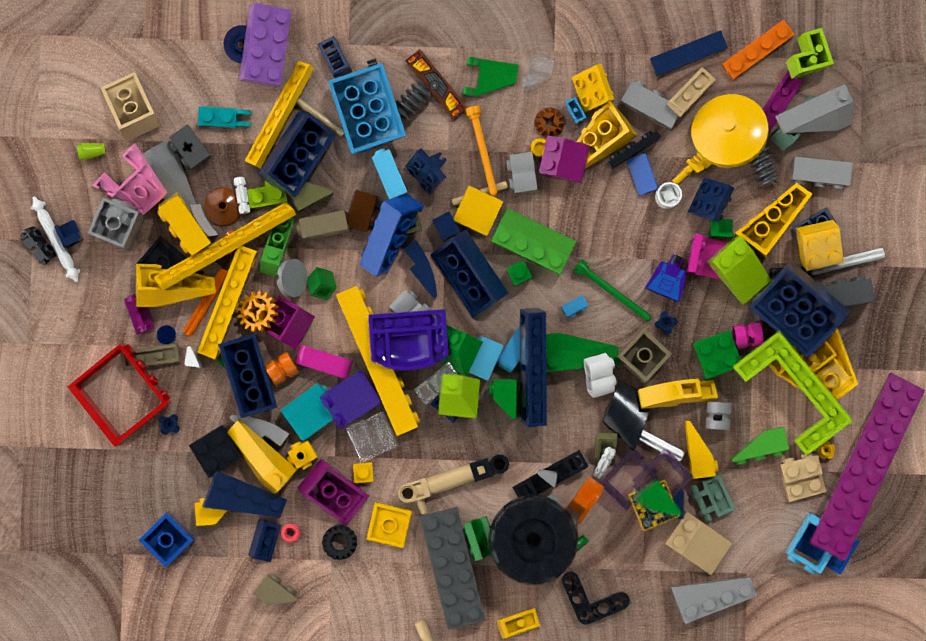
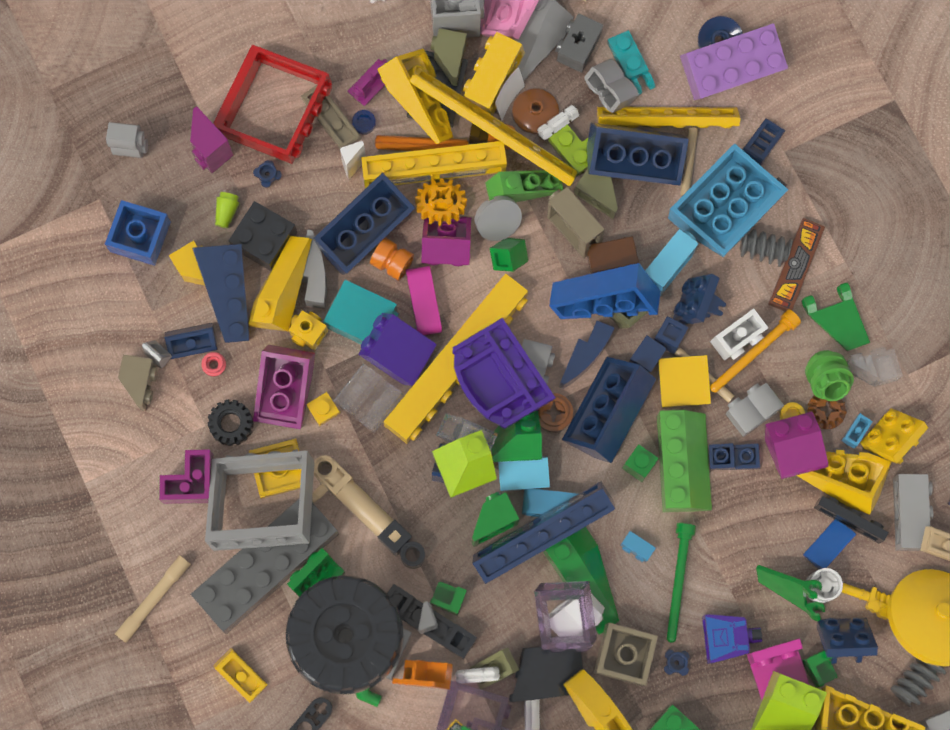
camera: 60 degrees right, 10 degrees down
(93, 513) = (126, 140): none -> light grey brick
(126, 456) = (208, 143): none -> magenta slope
(150, 247) = (449, 52): none -> olive slope
(180, 467) = (225, 209): none -> lime cone
(235, 143) = (611, 85): none -> light grey brick
(262, 568) = (156, 353): none -> light grey slope
(371, 587) = (192, 486): none -> magenta brick
(435, 564) = (263, 536): none -> light grey window
(440, 202) = (671, 334): none -> dark blue panel
(460, 311) = (562, 421): none -> dark orange gear
(465, 152) = (739, 334): none -> white brick
(528, 109) = (829, 375): none -> bright green piece
(541, 454) = (448, 598): none -> green panel
(548, 204) = (734, 456): none -> dark blue slope
(583, 375) = (566, 591): none -> clear purple window
(659, 218) = (792, 590): none -> green flag

